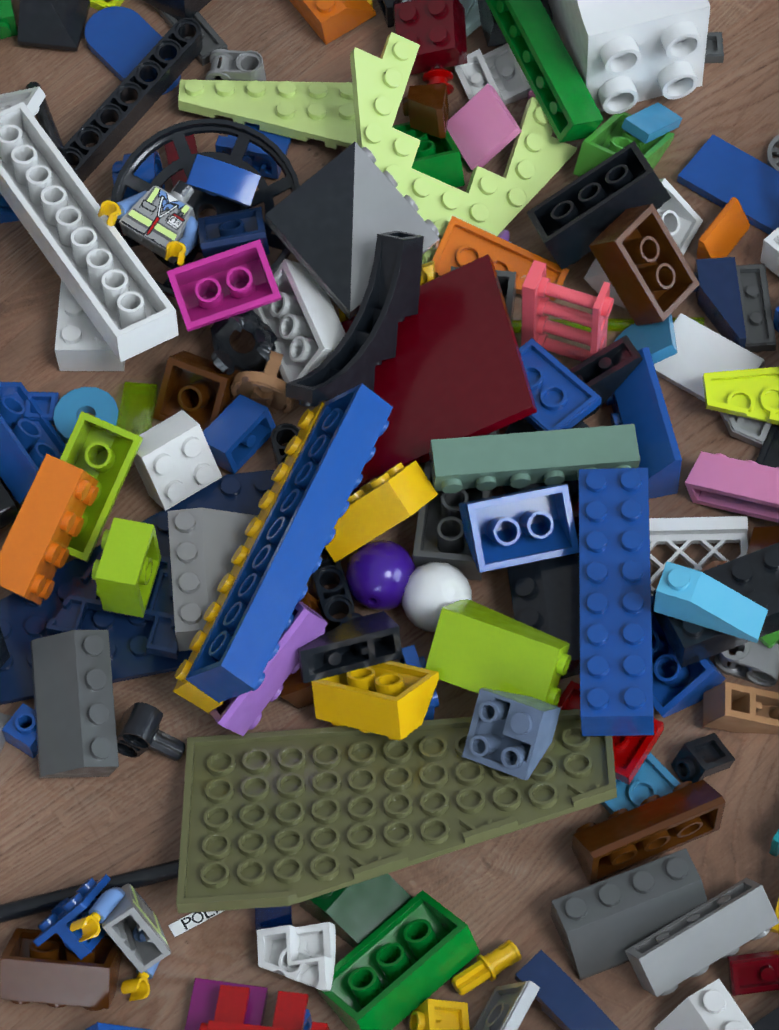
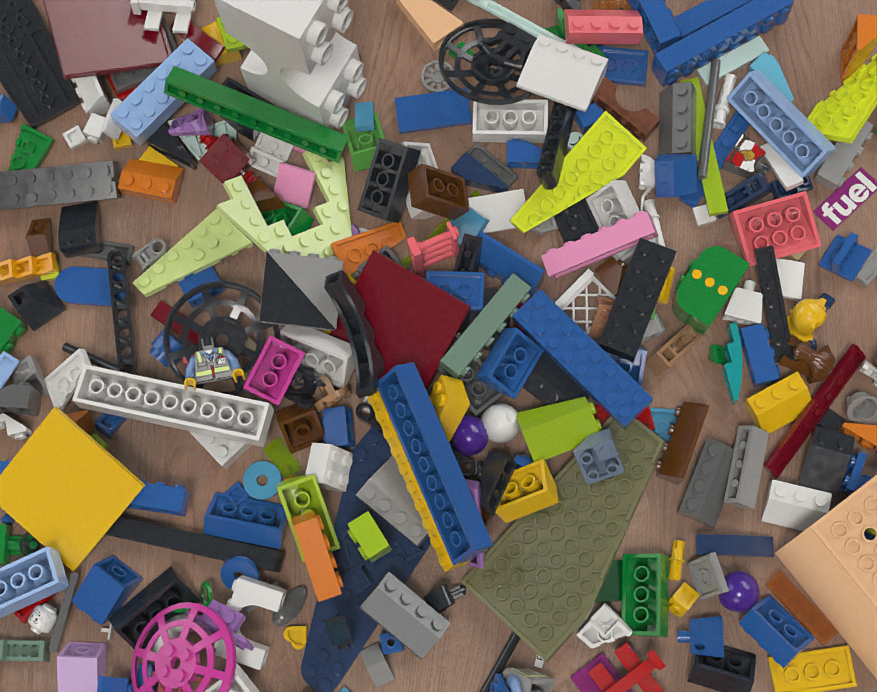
camera: 40 degrees left, 15 degrees up
(223, 180) = (220, 320): blue slope -> none
(232, 230) = (248, 340): dark blue slope -> none
(702, 758) = (671, 391): black bracket -> none
(707, 603) = (630, 330): medium azure slope -> none
(723, 232) = (446, 143): orange slope -> none

